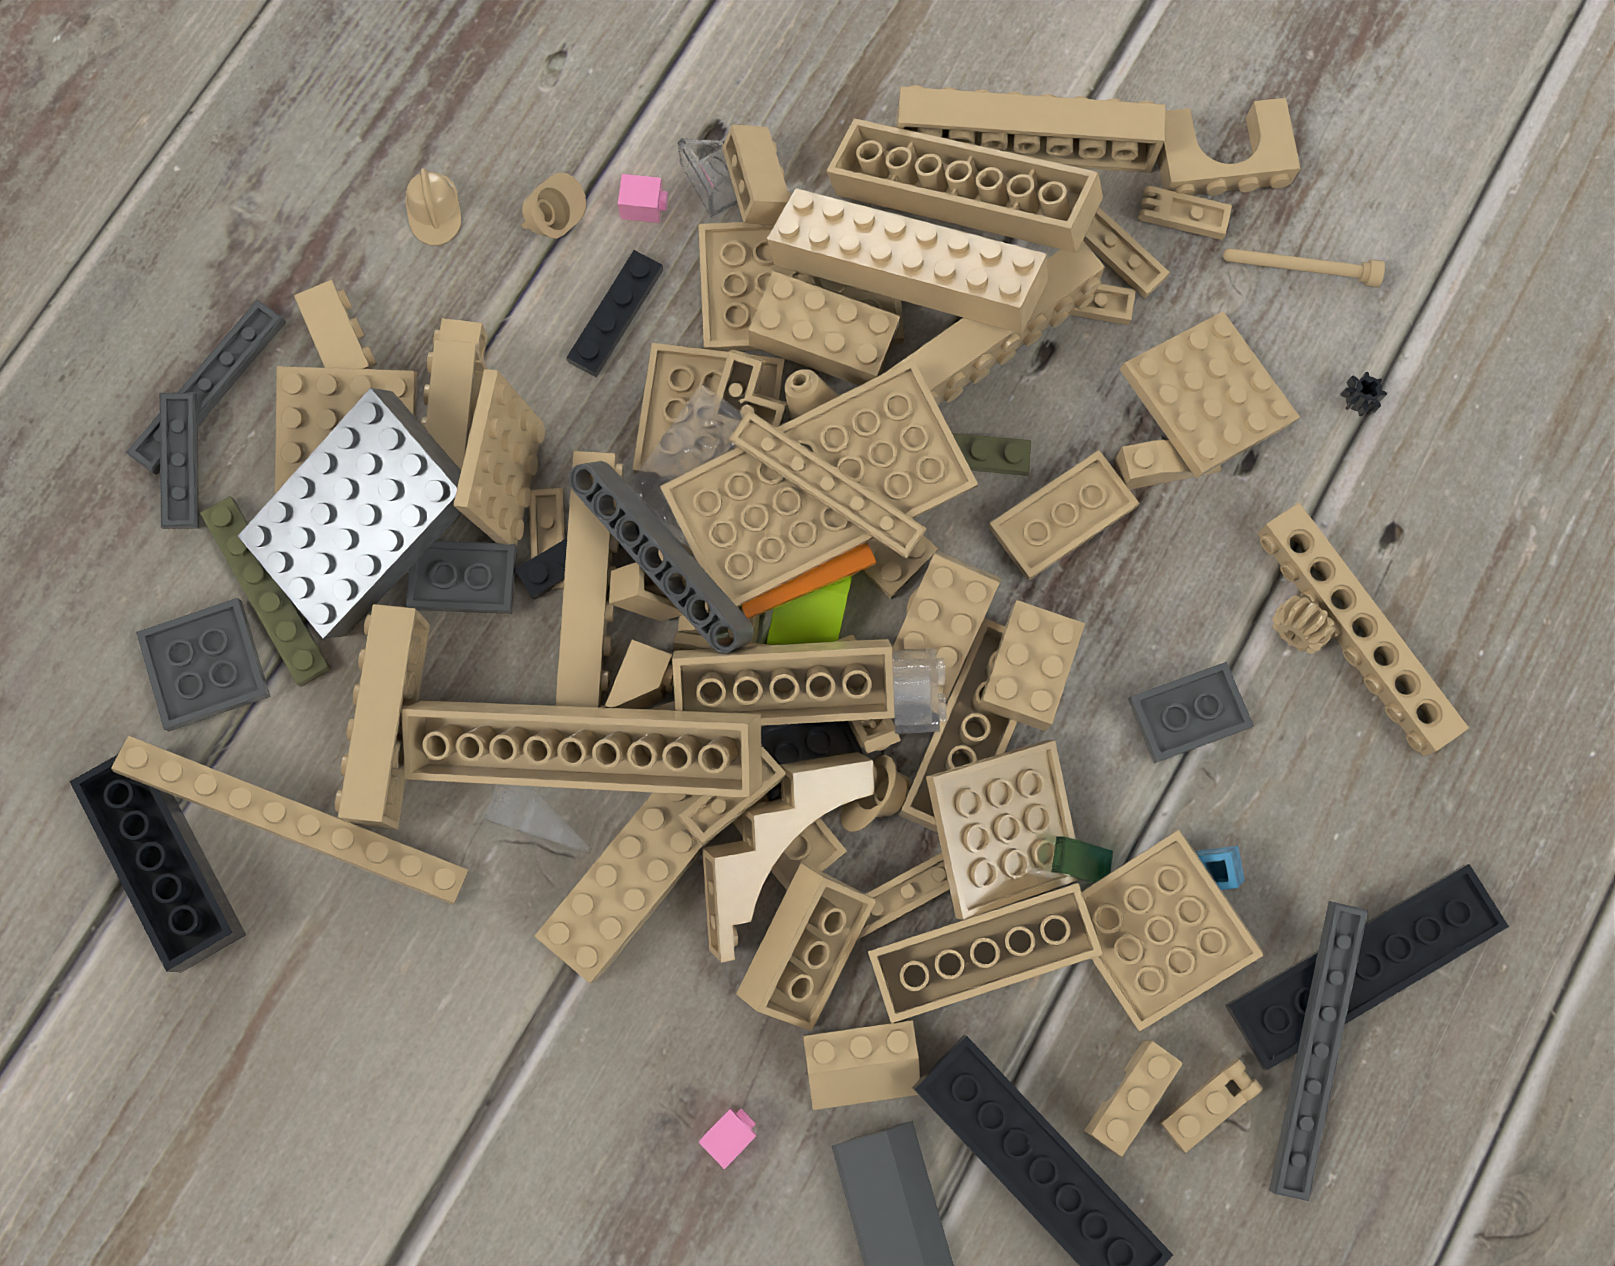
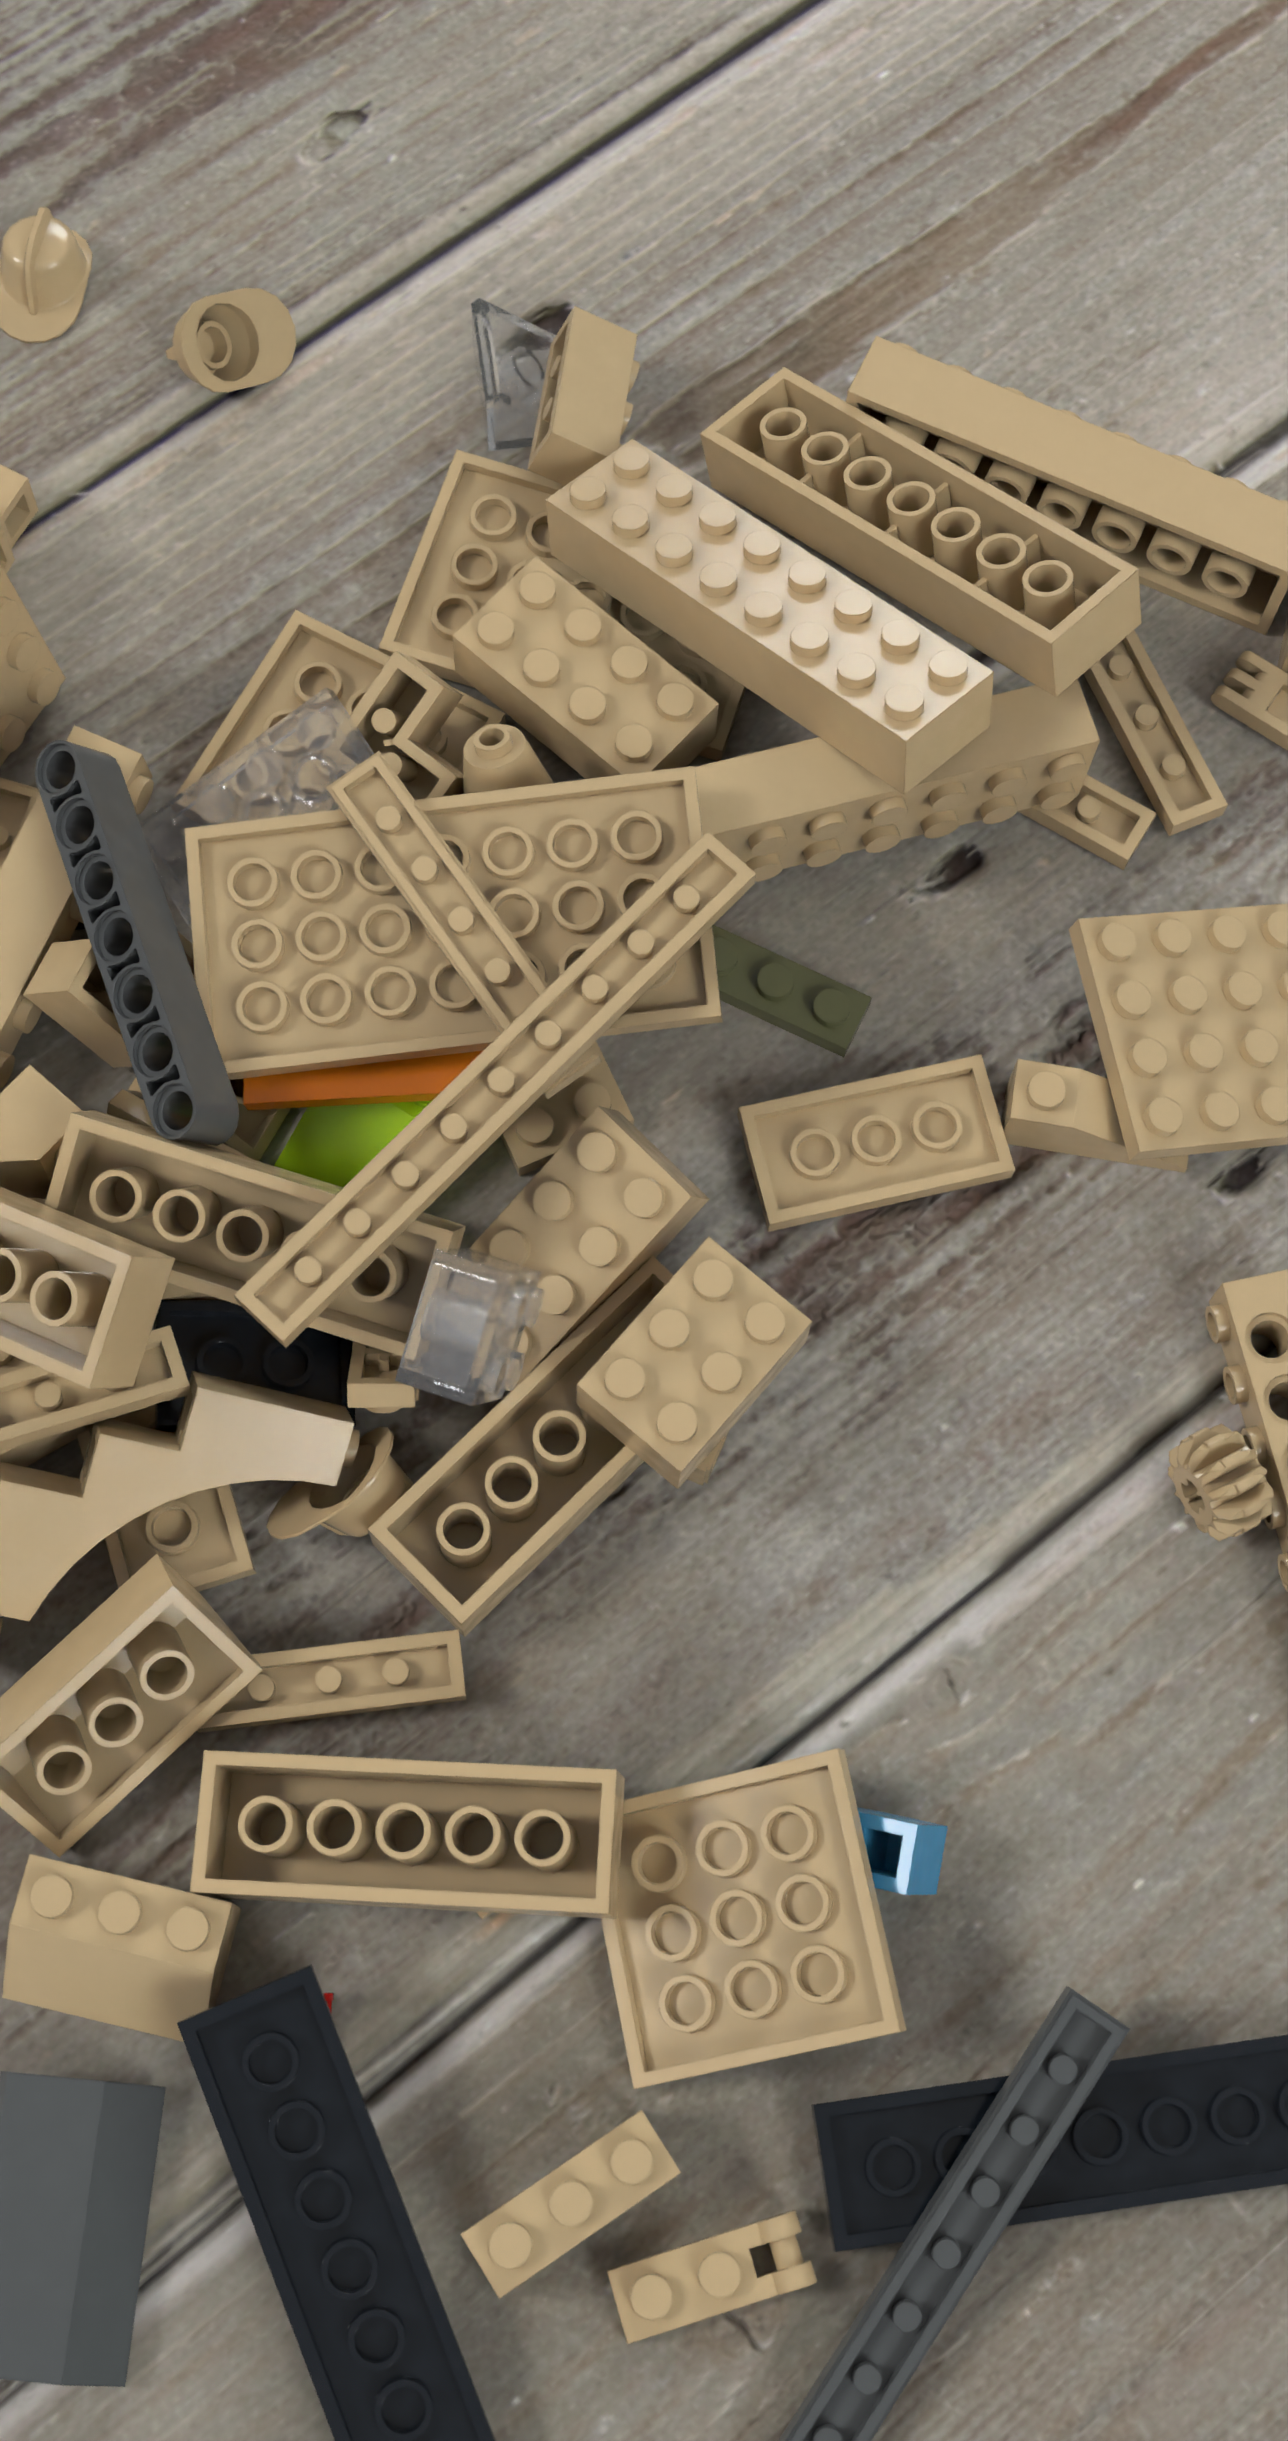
camera: 20 degrees right, 5 degrees down
(615, 313) = (259, 546): black plate -> none
(641, 198) = (381, 378): bright pink brick -> none
(885, 566) = (494, 1090): none -> tan plate
(1001, 827) = (534, 1629): tan plate -> none
(1081, 860) = (652, 1740): clear green tile -> none
(1190, 712) = (960, 1562): dark grey plate -> none

